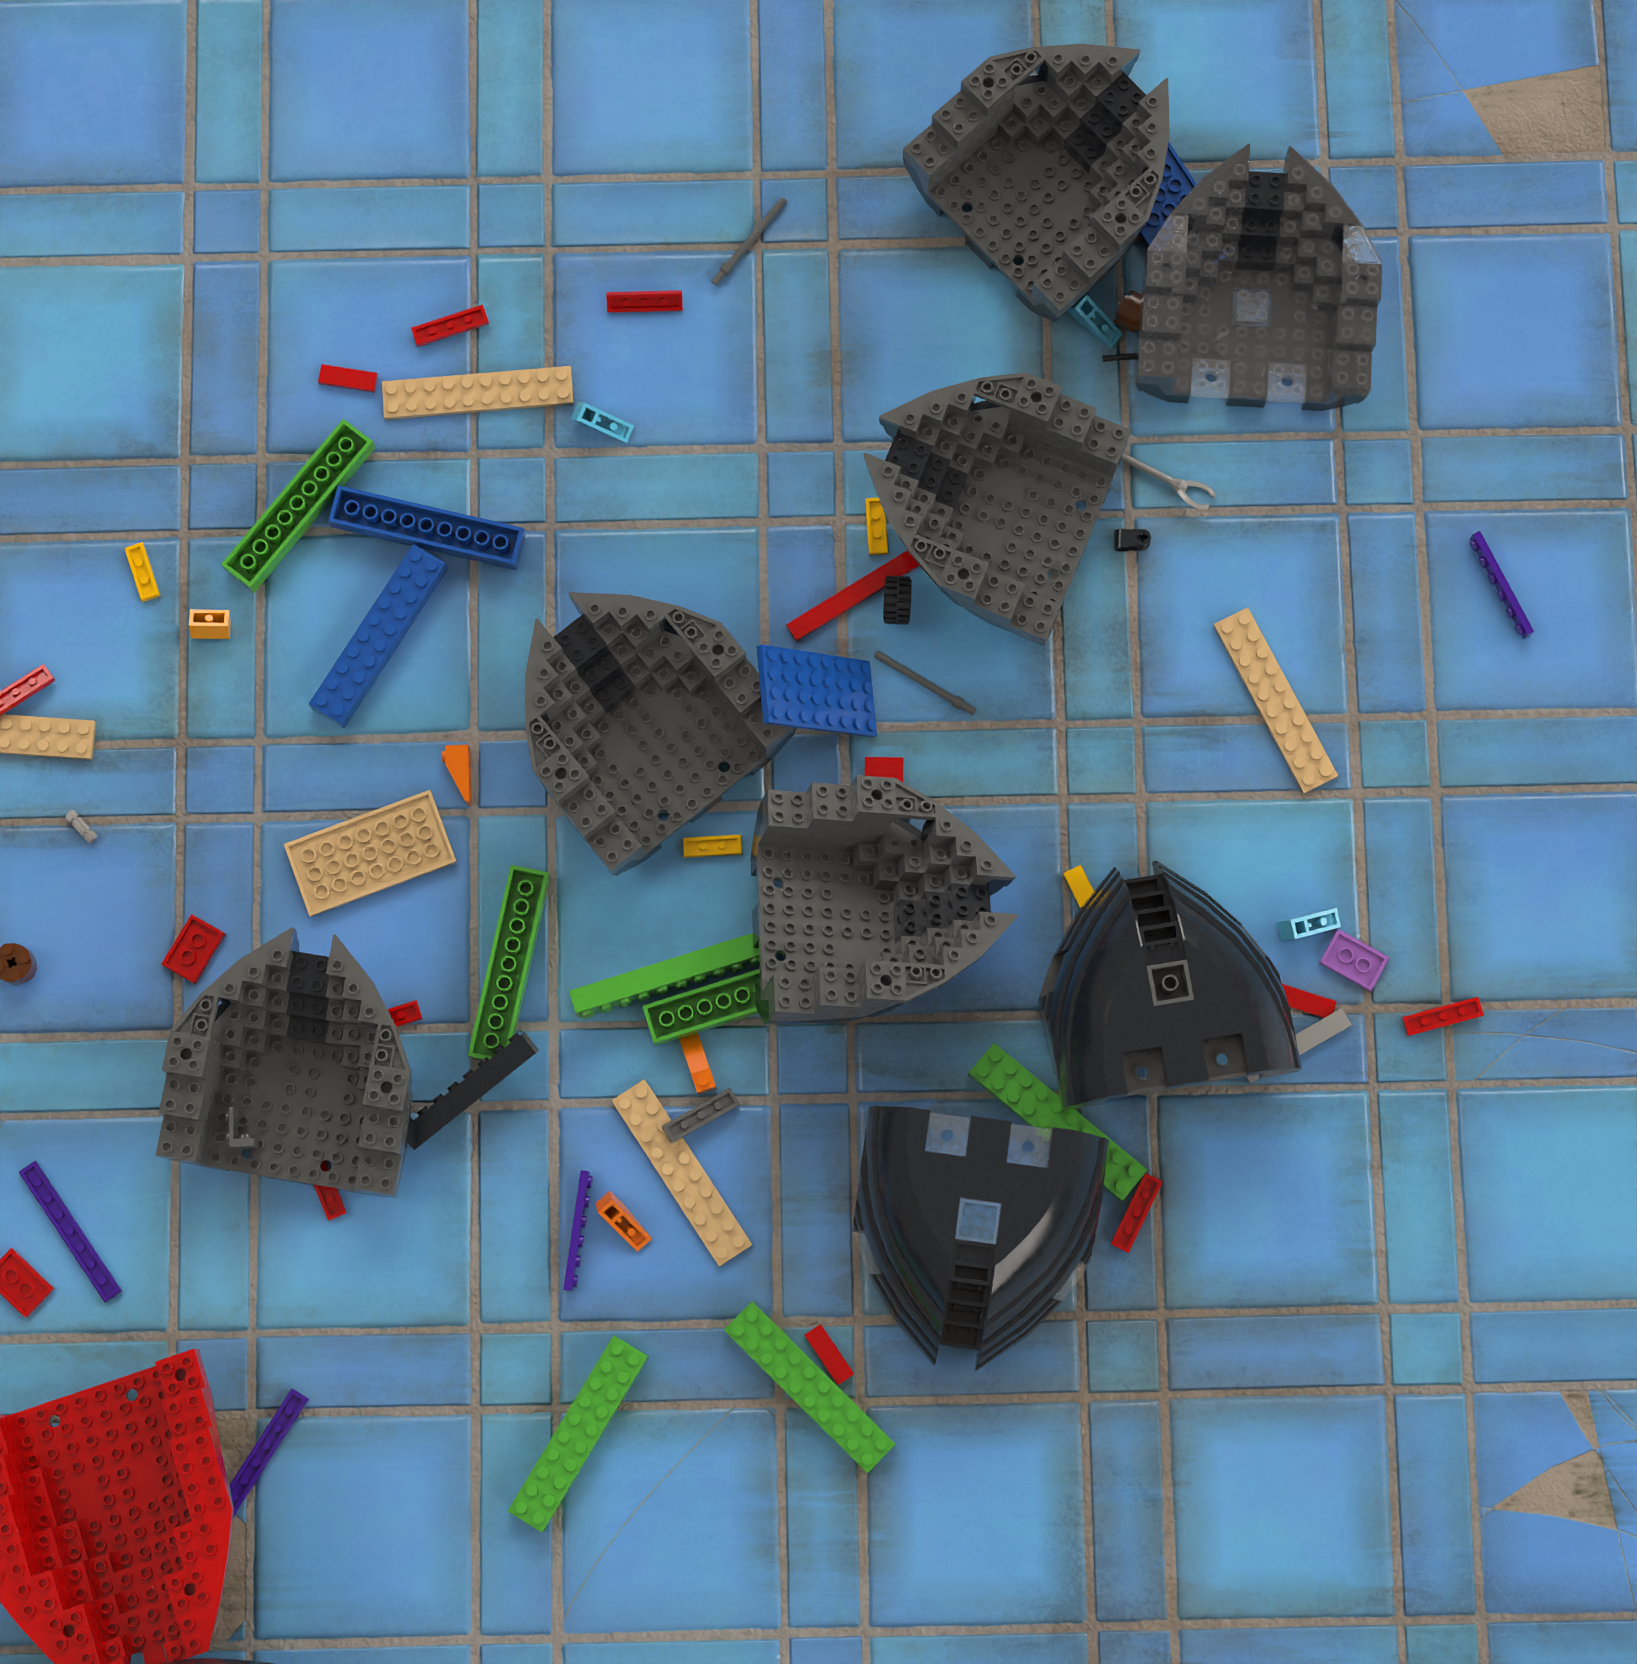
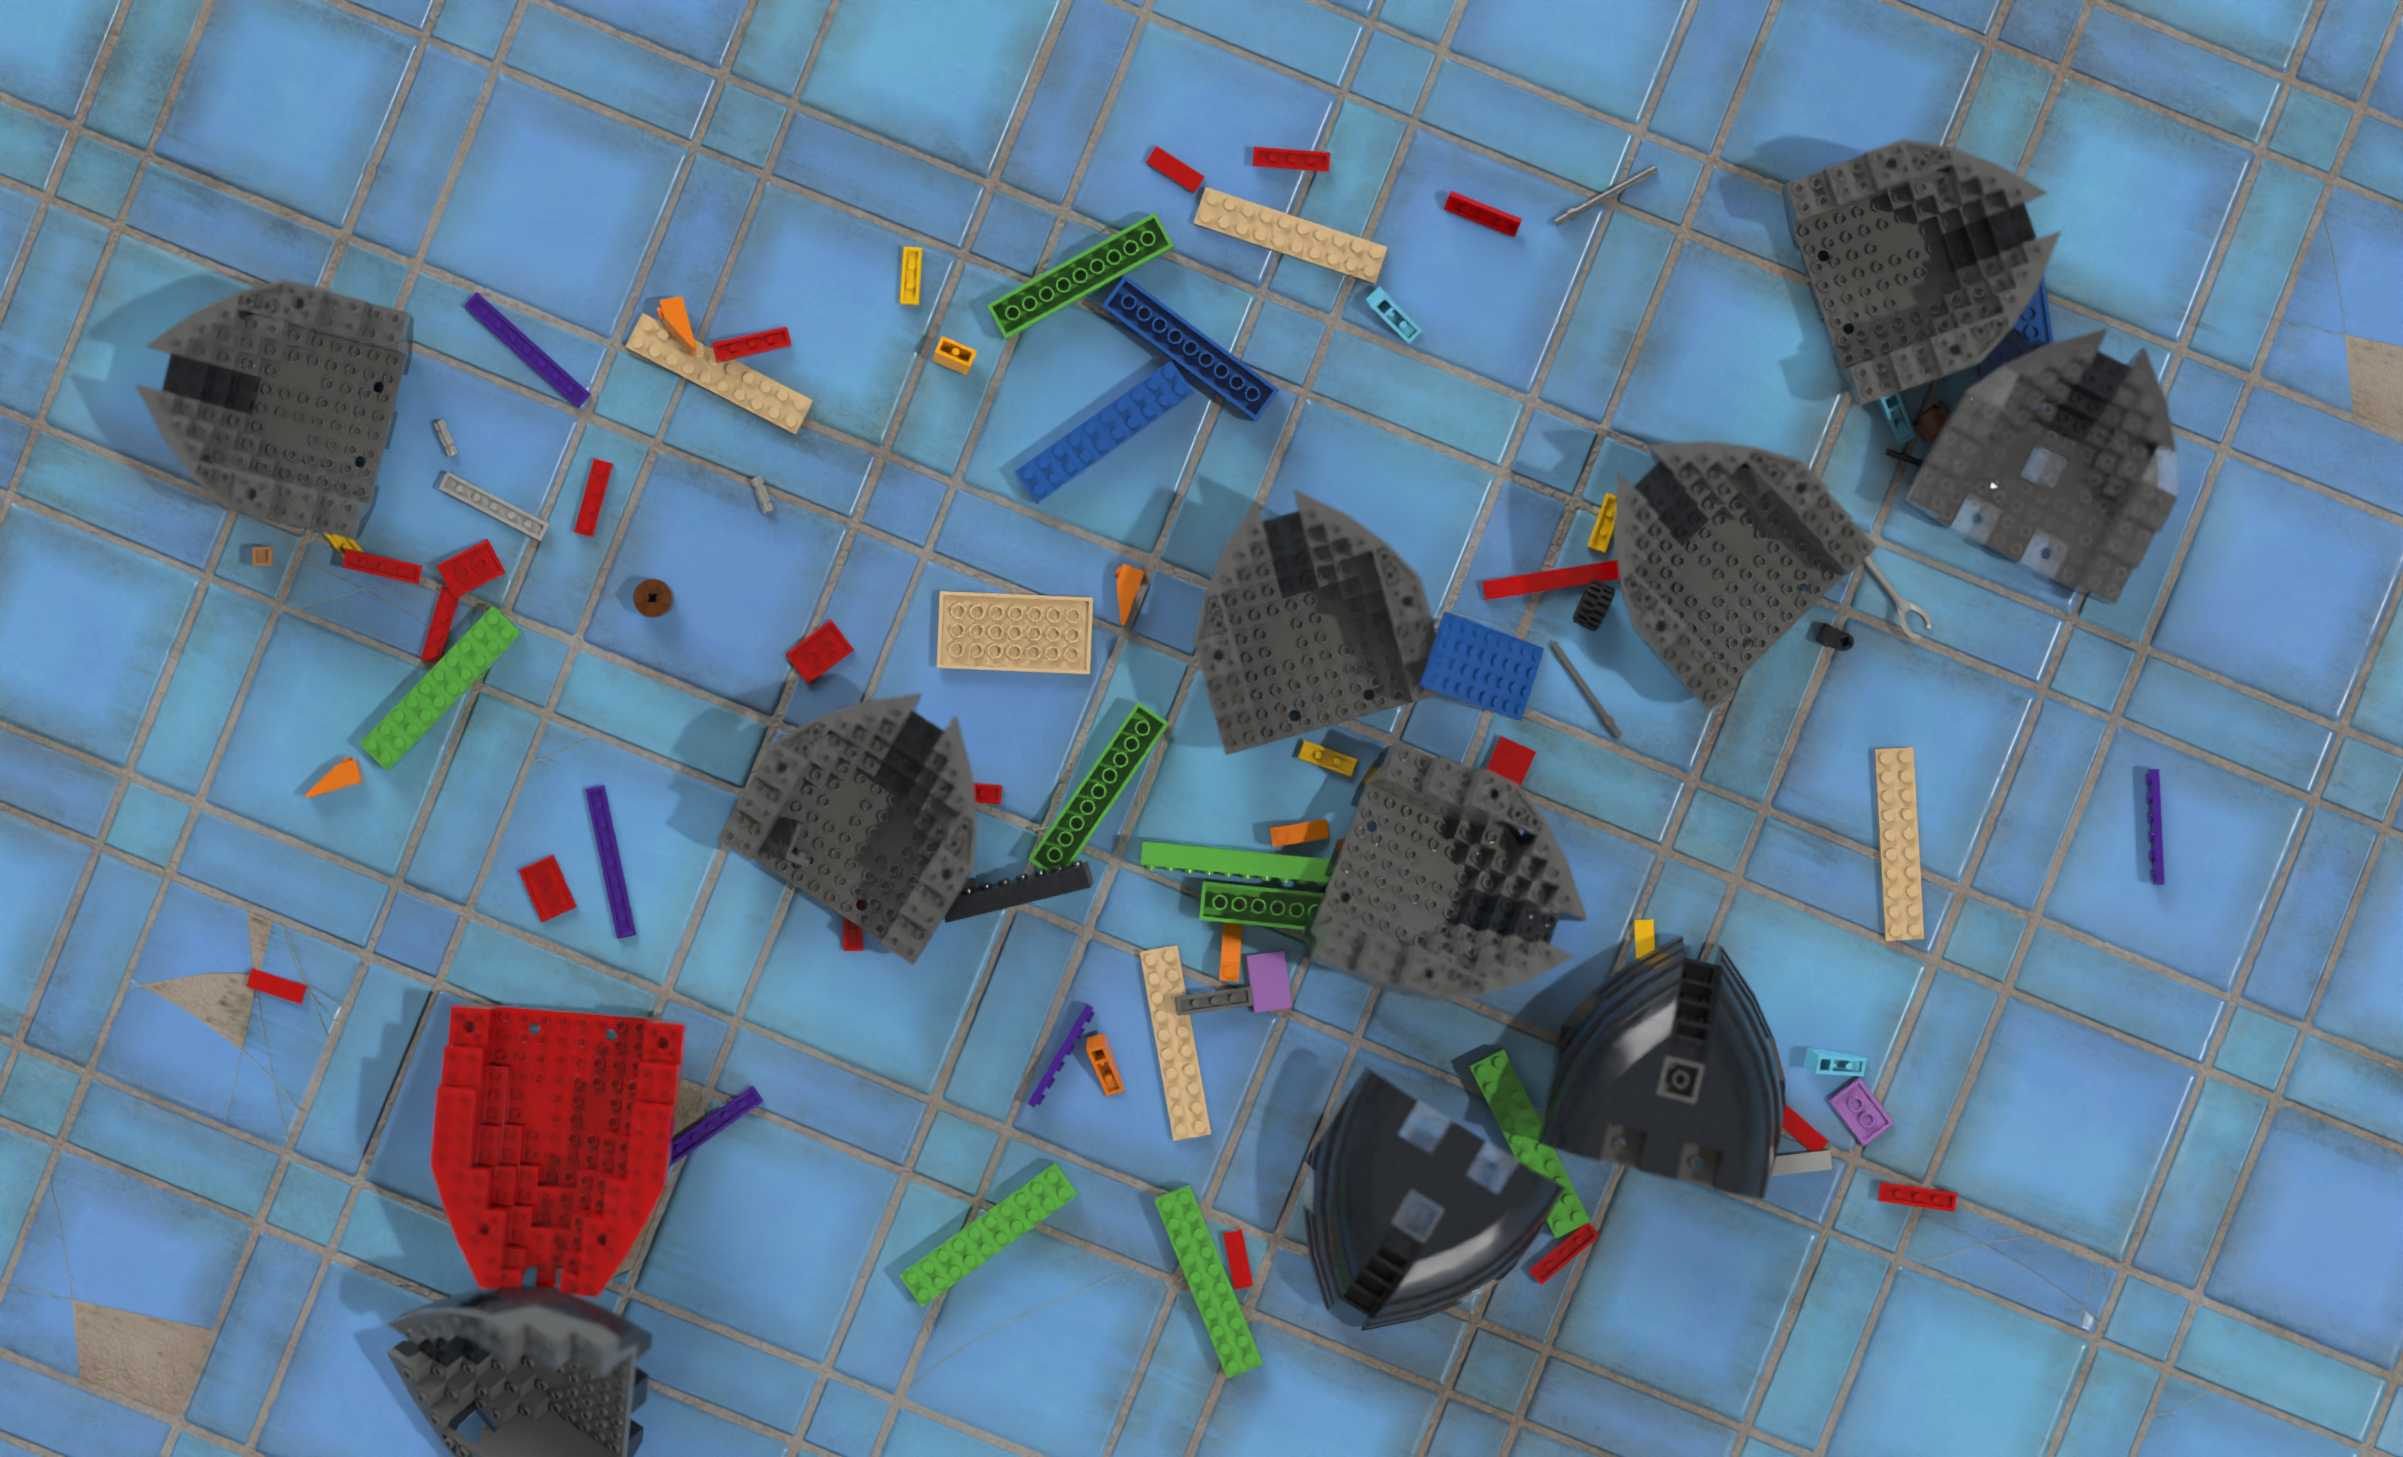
camera: 25 degrees right, 10 degrees up
(714, 925) = (1299, 833): none -> orange slope
(746, 1076) = (1269, 981): none -> medium lavender tile

